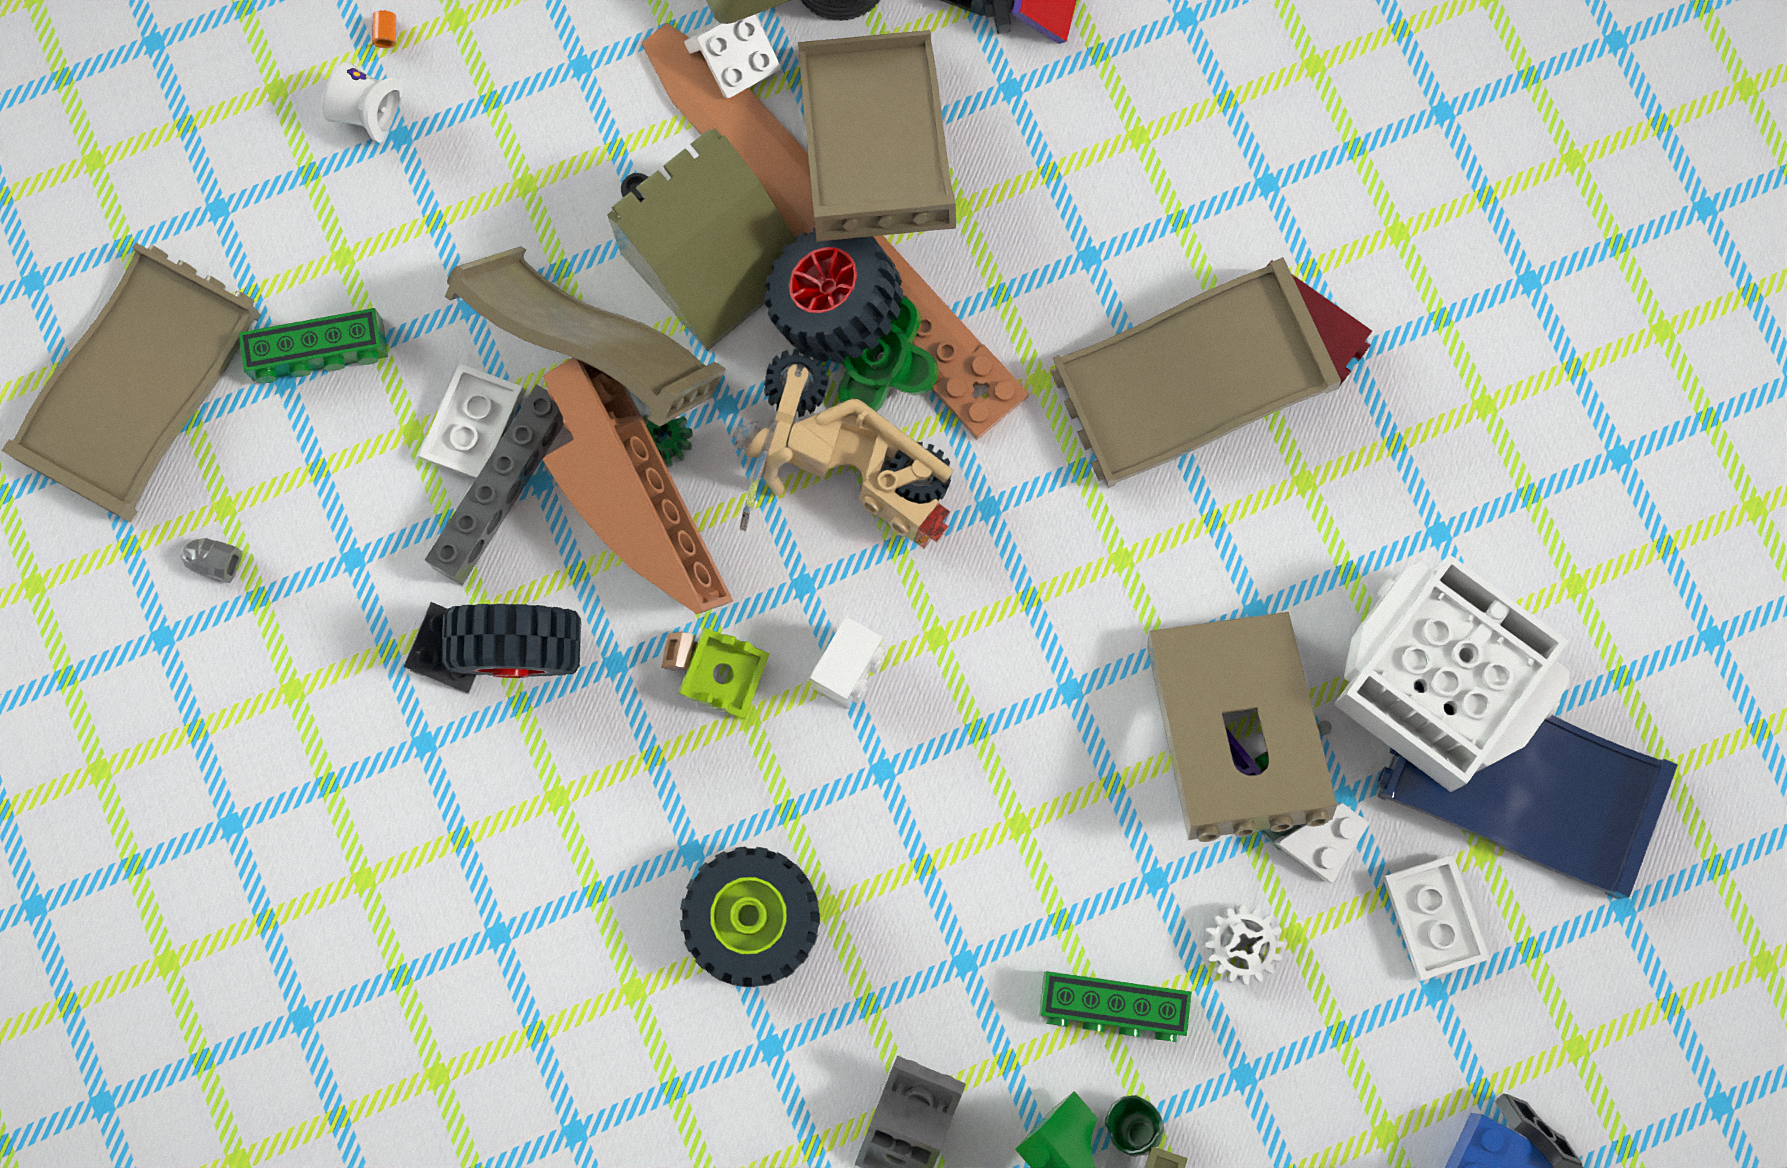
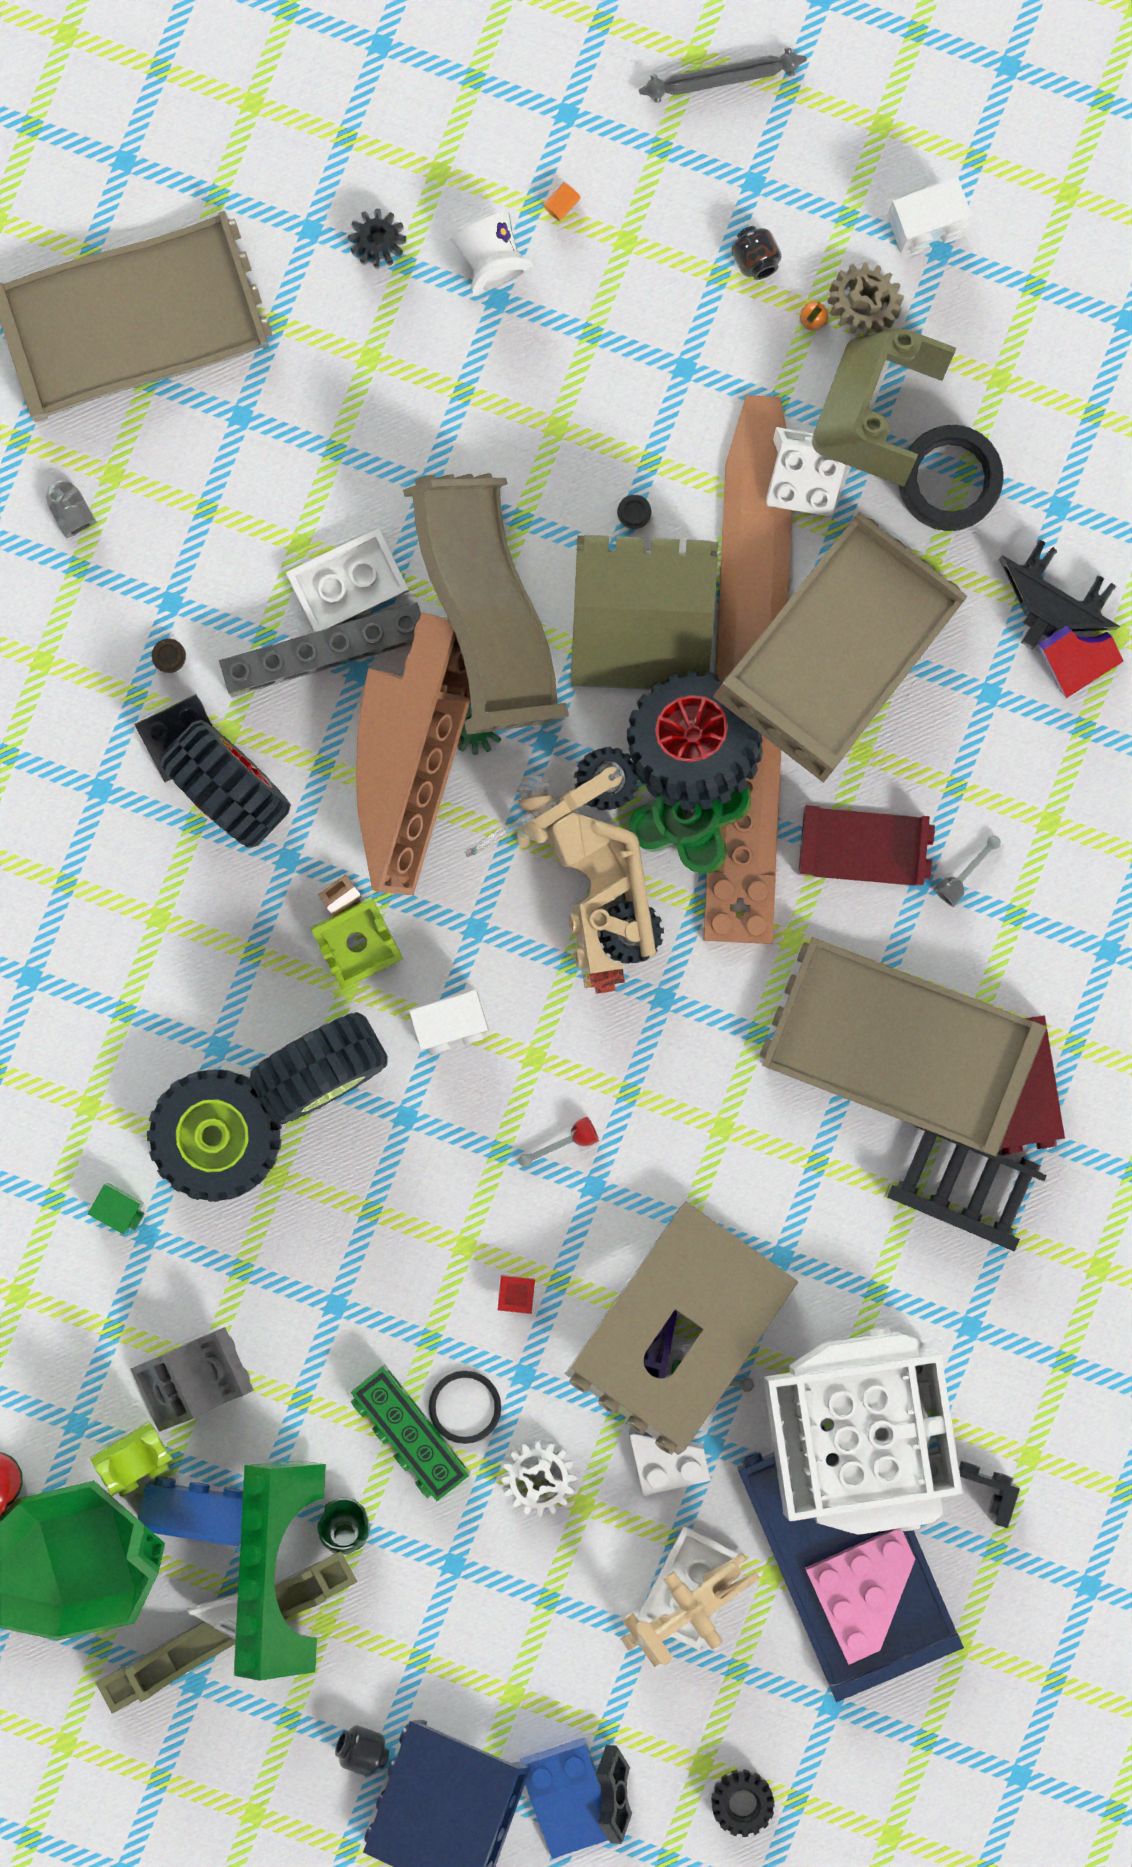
camera: 40 degrees right, 10 degrees up
(277, 176) = (390, 239): none -> black gear
(313, 345) = (285, 412): green brick -> none
(385, 597) = (168, 655): none -> dark brown plate
(728, 1047) = (117, 1209): none -> green brick
(781, 786) = (318, 1068): none -> black wheel
(1024, 657) = (582, 1134): none -> hinge
(1028, 267) = (865, 846): none -> dark red panel
(1092, 820) = (516, 1294): none -> red tile
(1117, 241) = (952, 888): none -> hinge
(1169, 945) = (497, 1407): none -> black tyre
(1330, 465) = (969, 1218): none -> black fence
(1461, 917) = (694, 1608): none -> tan piece
(1562, 794) = (863, 1590): none -> bright pink plate
(1593, 631) = (1001, 1505): none -> black bracket
(1658, 1039) = (742, 1824): none -> black tyre

